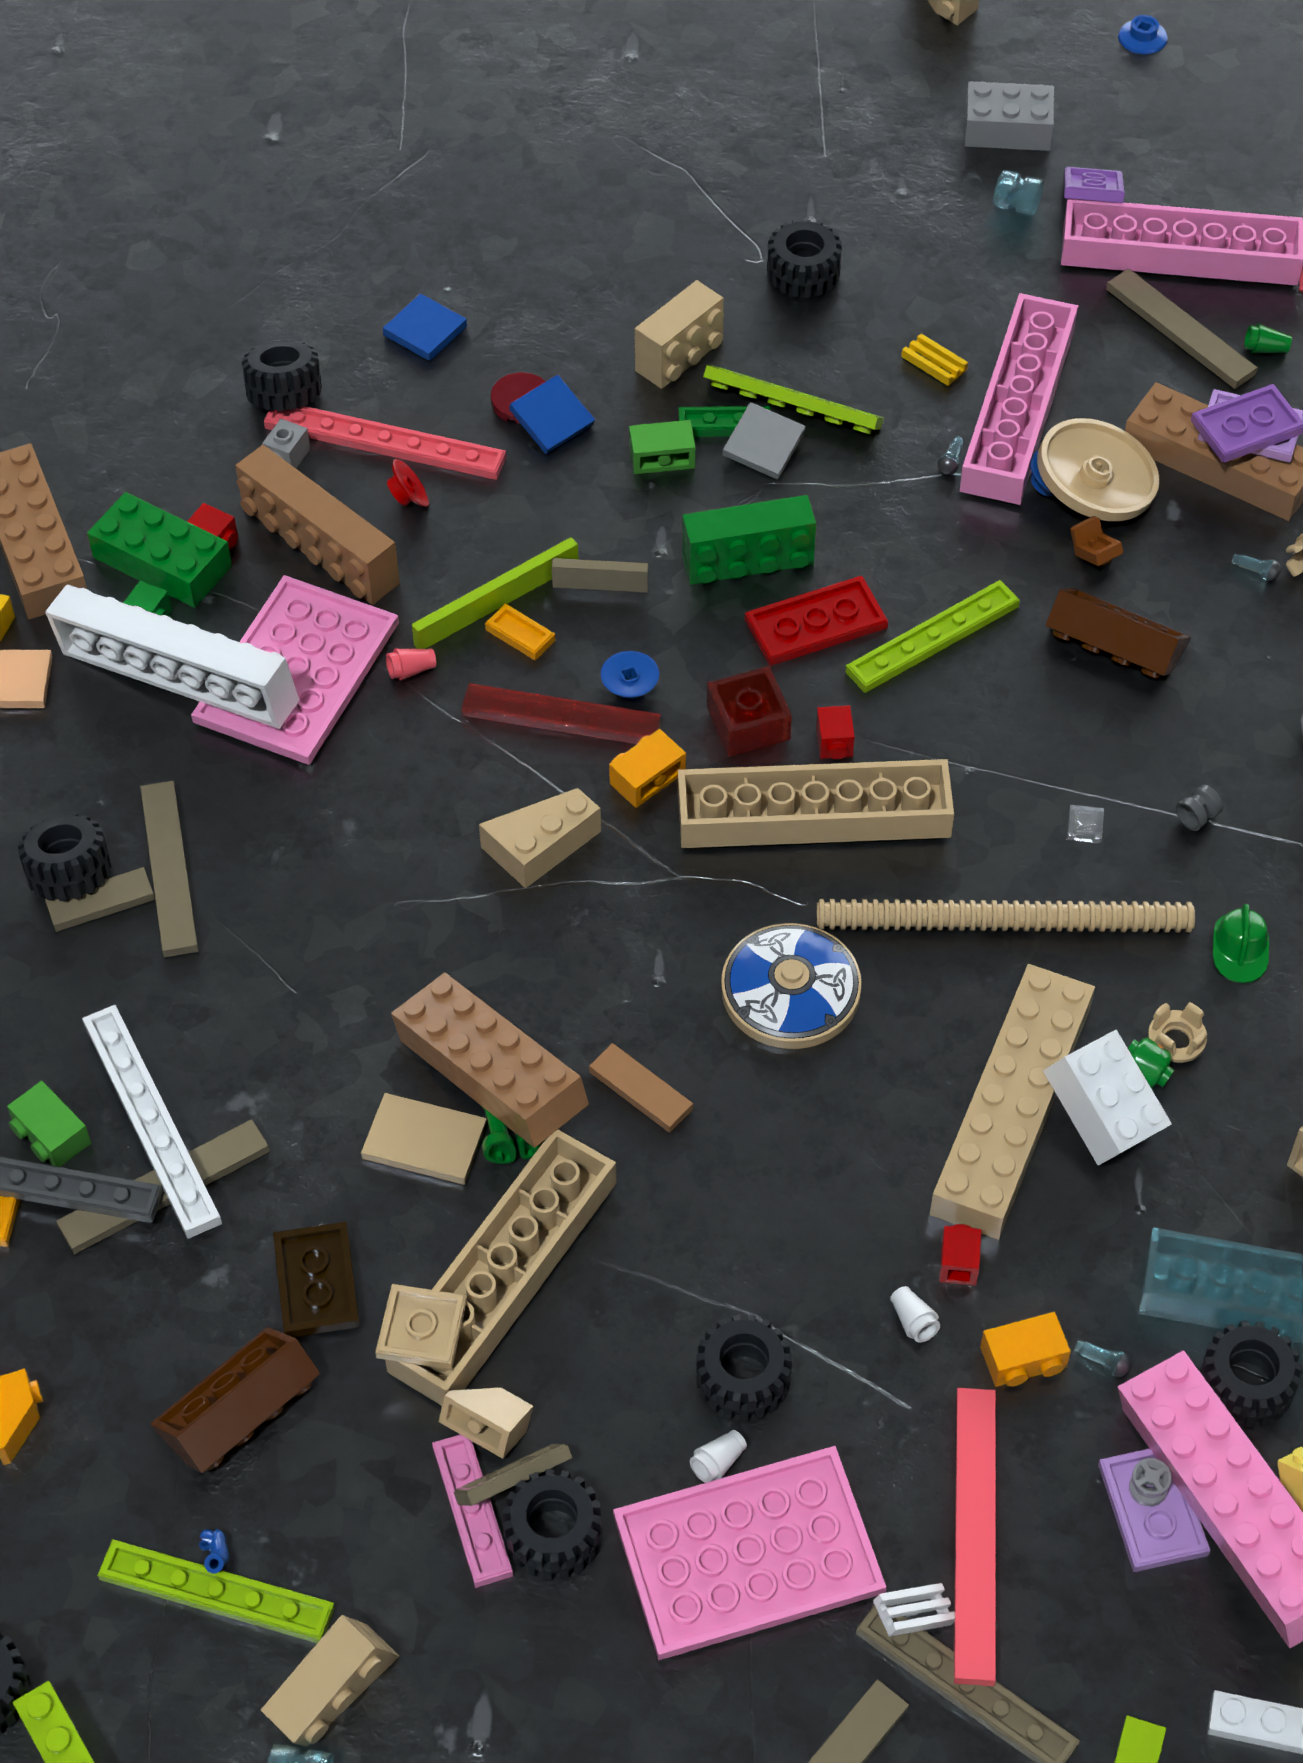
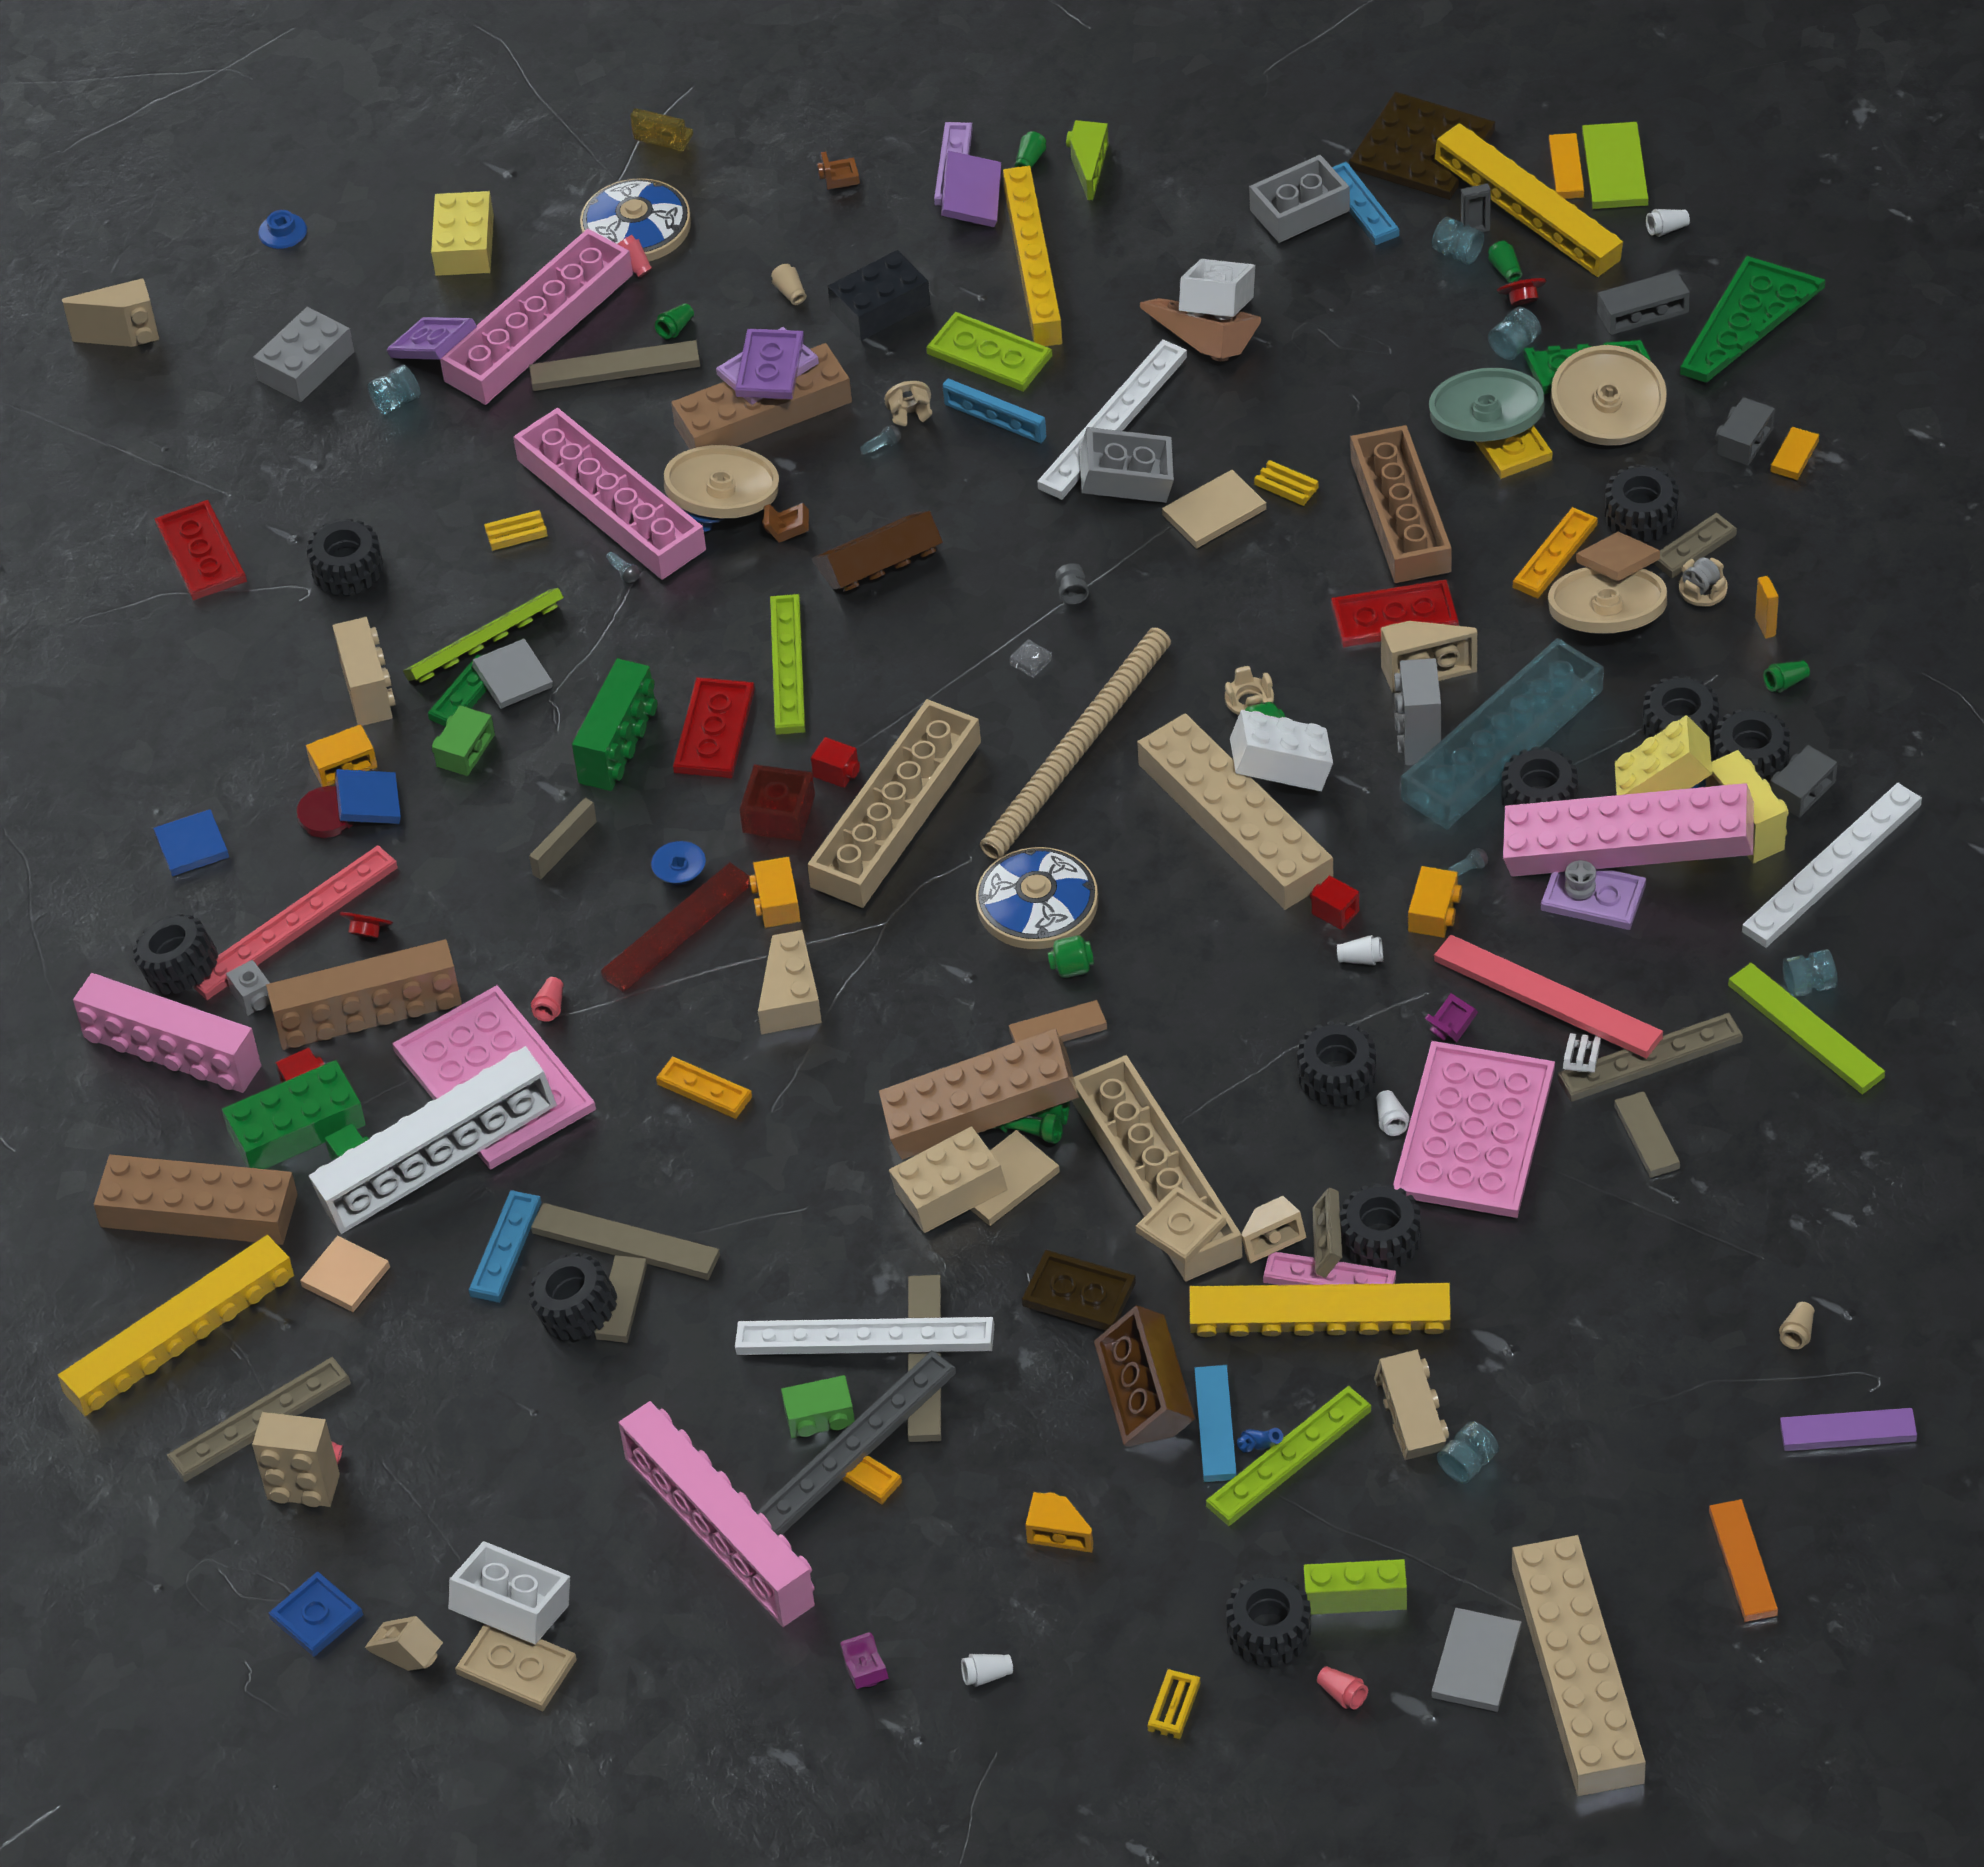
camera: 55 degrees left, 5 degrees down
(111, 779) = (505, 1246): none -> dark azure tile
(188, 415) = (167, 1033): none -> bright pink brick
(219, 1496) = (1215, 1423): none -> dark azure tile
(378, 1089) = (948, 1179): none -> tan brick
(386, 835) = (704, 1087): none -> light orange tile
(413, 1523) = (1320, 1308): none -> yellow brick
(490, 596) = (526, 915): lime tile -> none
(520, 632) = (572, 917): light orange tile -> none
(586, 372) = (343, 751): none -> light orange brick
(729, 1052) = (1071, 956): none -> green head
(748, 167) = (200, 550): none -> red tile
(878, 1449) = (1451, 1018): none -> magenta bracket
(1235, 145) = (462, 233): none -> light yellow brick
(1241, 945) = (1200, 622): green piece -> none
(1251, 1195) = (1417, 708): none -> light grey brick

